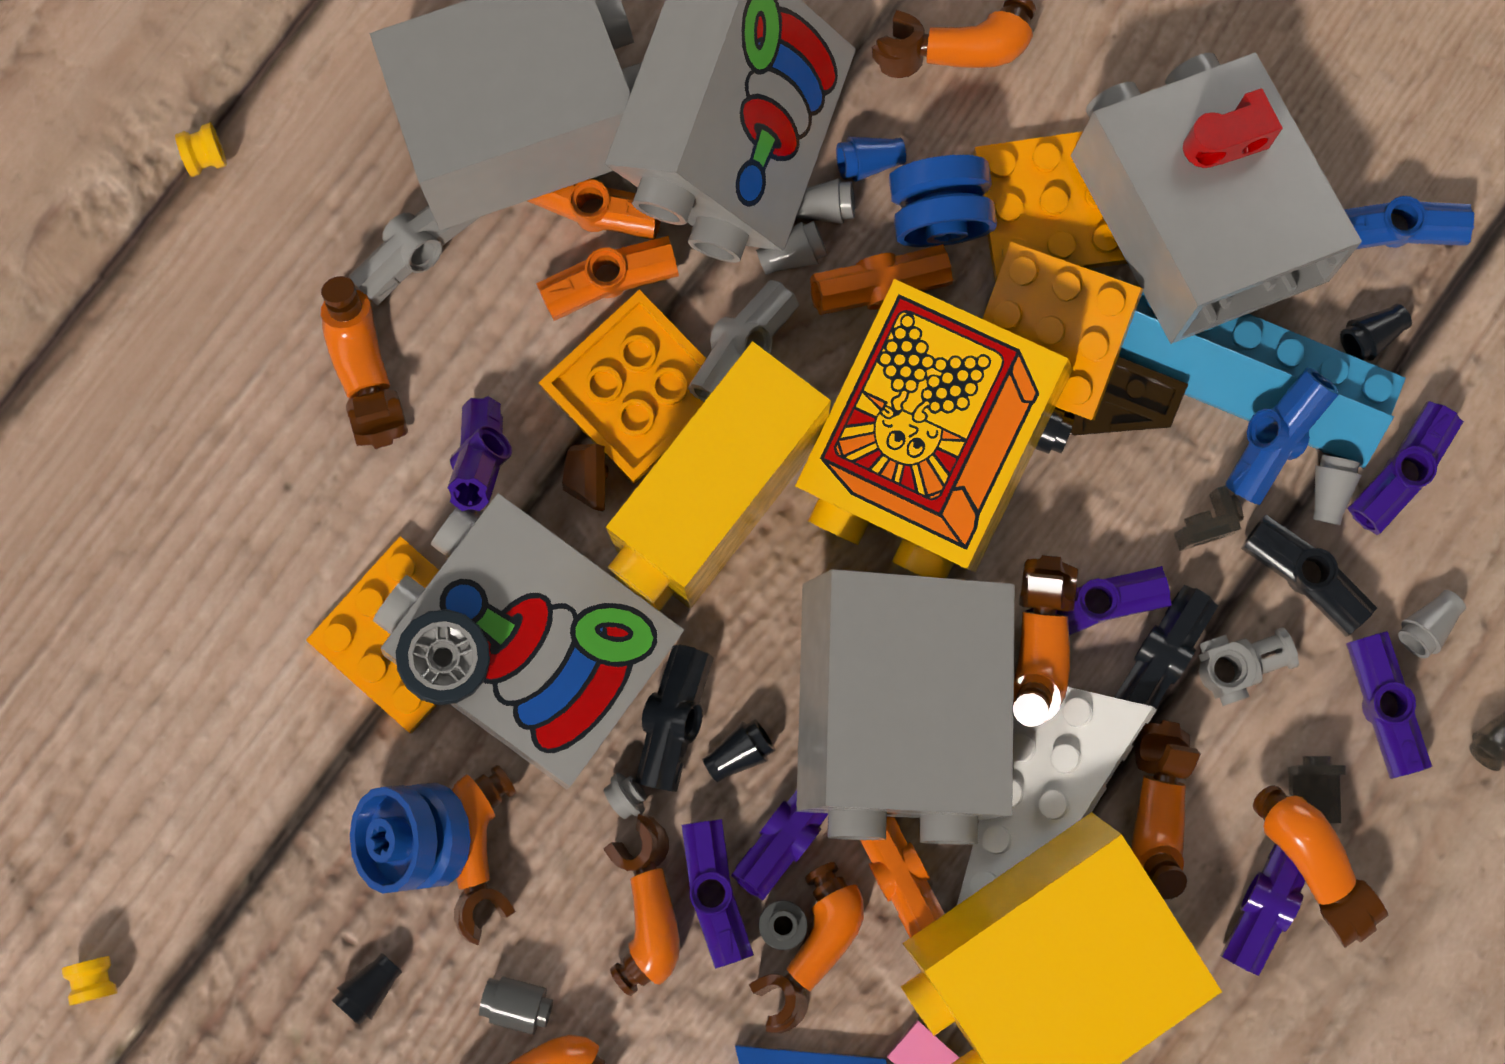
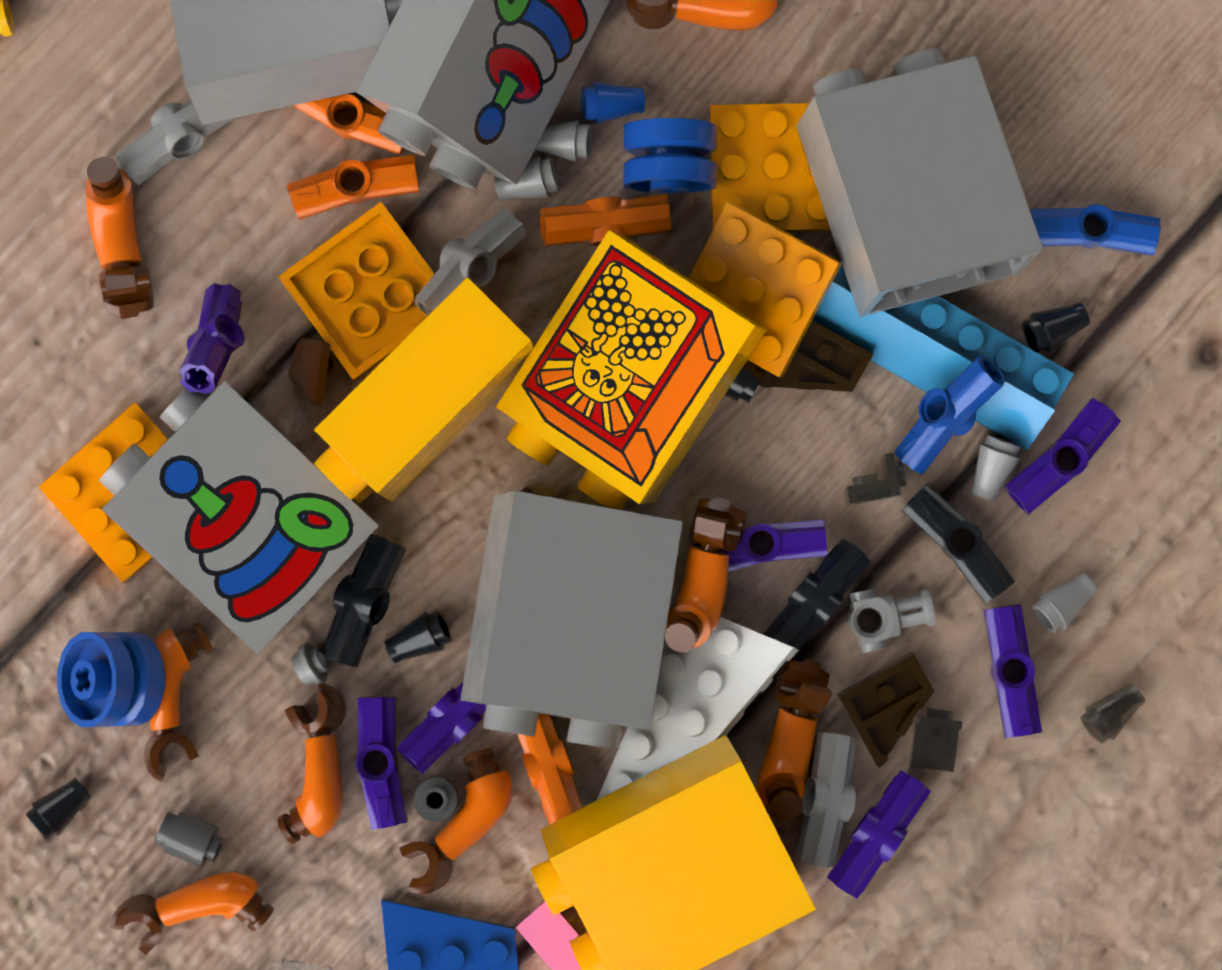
camera: 10 degrees right, 5 degrees up
(442, 631) = (132, 522): wheel -> none
(1210, 870) = (827, 799): none -> light grey piece
(1233, 135) = (937, 136): red leg -> none
(1257, 756) = (886, 703): none -> dark brown wing
(1317, 852) = (926, 803): orange piece -> none

